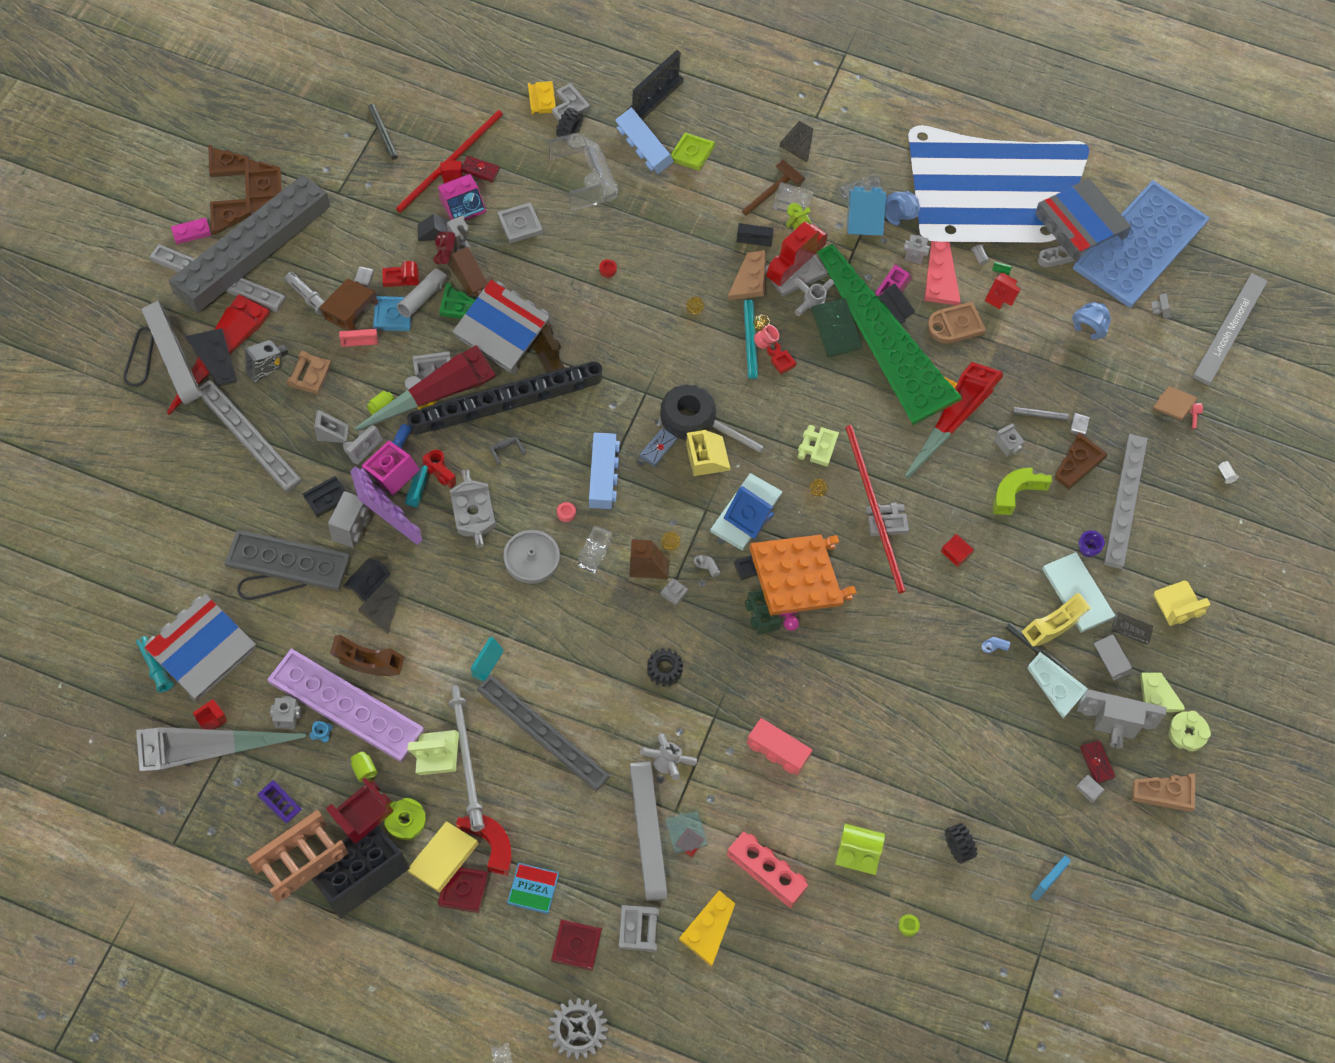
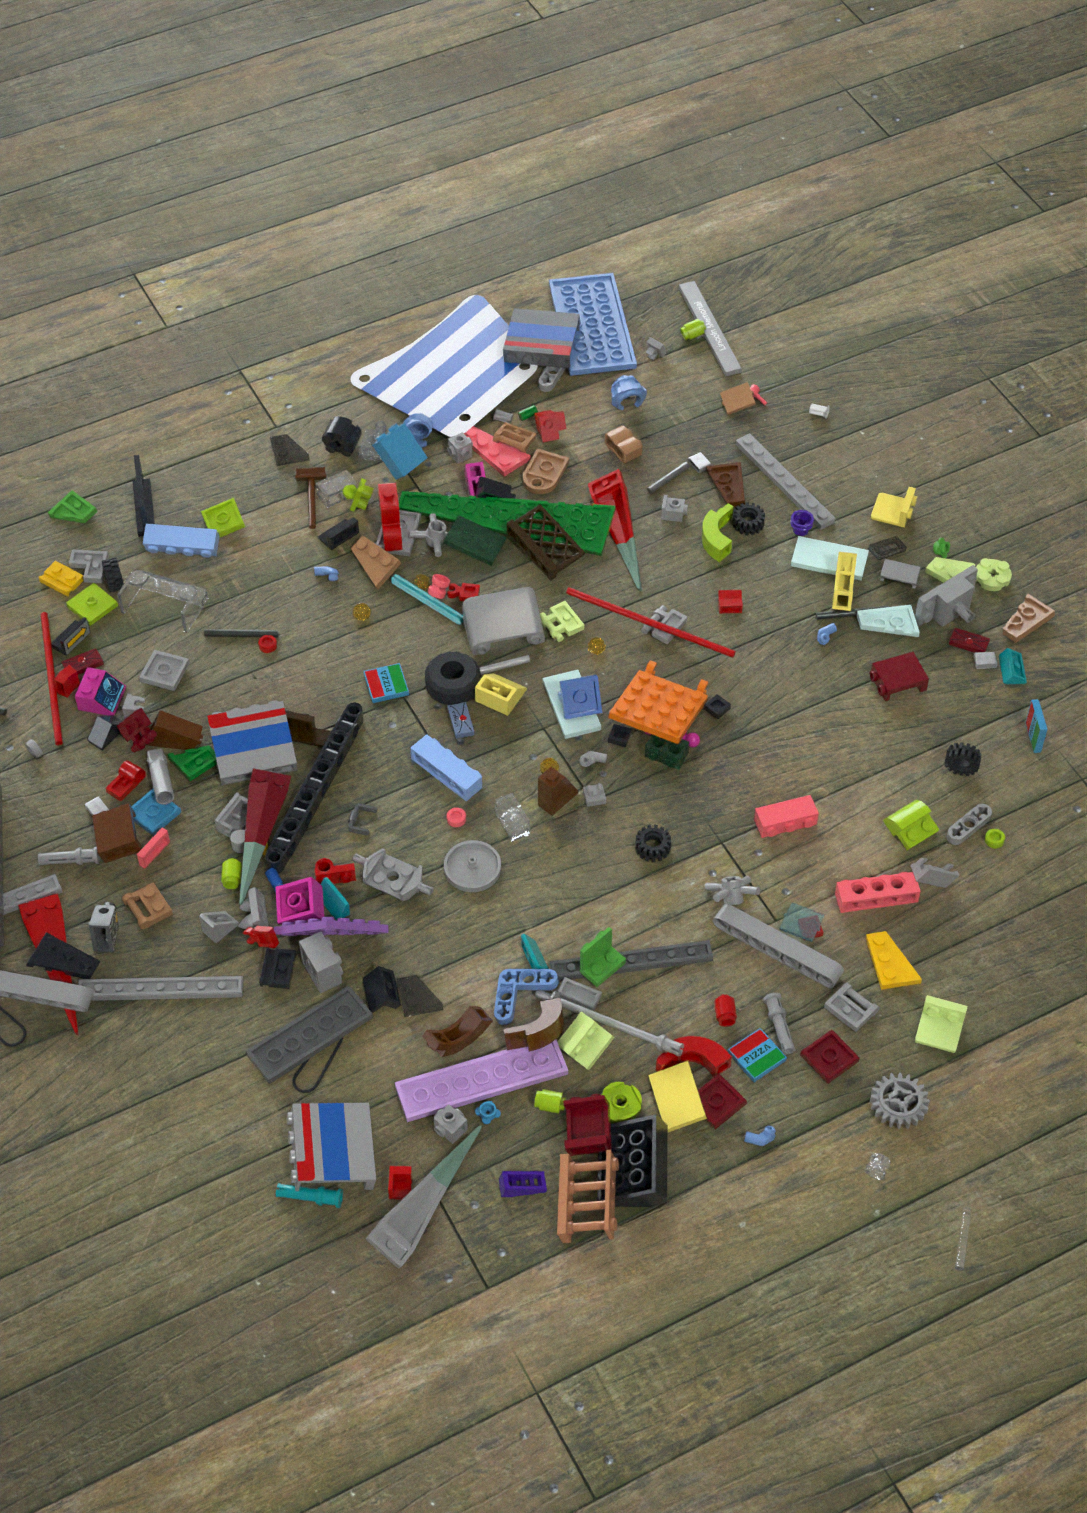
camera: 45 degrees left, 10 degrees down
(342, 466) = (263, 935): none -> red plate
(376, 198) = (33, 748): none -> light grey tile
(419, 716) = (541, 1031): none -> reddish brown arch
(444, 665) = (513, 986): none -> medium blue beam
(457, 947) = (761, 1139): none -> medium blue arm
(480, 717) = (579, 994): none -> light grey tile
(495, 144) = (71, 636): none -> panel
(516, 708) = (600, 959): none -> bright green bracket
(536, 133) = (92, 604): none -> lime plate
(552, 834) = (725, 1010): none -> red brick
(582, 877) = (777, 1015): none -> light grey pin
(601, 244) = (239, 633): none -> pearl dark grey bar
(608, 54) = (73, 508): none -> bright green wing
(645, 371) = (386, 683): none -> tile
(677, 1012) = (941, 1024): none -> yellowish green bracket
(711, 254) = (326, 570): none -> medium blue arm
(776, 404) = (502, 618): none -> light grey windscreen
(821, 900) = (933, 875): none -> light grey hinge
(841, 617) = (717, 706): none -> black plate
(843, 164) = (341, 436): none -> black brick
(865, 374) = (531, 546): none -> dark brown fence
(910, 888) = (971, 816): none -> light grey beam
(970, 276) = (514, 436): none -> medium nougat plate
(1003, 731) = (898, 675): none -> dark red panel
(1039, 357) = (623, 444): none -> medium nougat brick
(1061, 494) = (752, 512): none -> black tyre
(1104, 816) = (1012, 667): none -> teal slope
(1174, 666) = (941, 547): none -> bright green plate
(1212, 318) = (693, 329): none -> lime brick

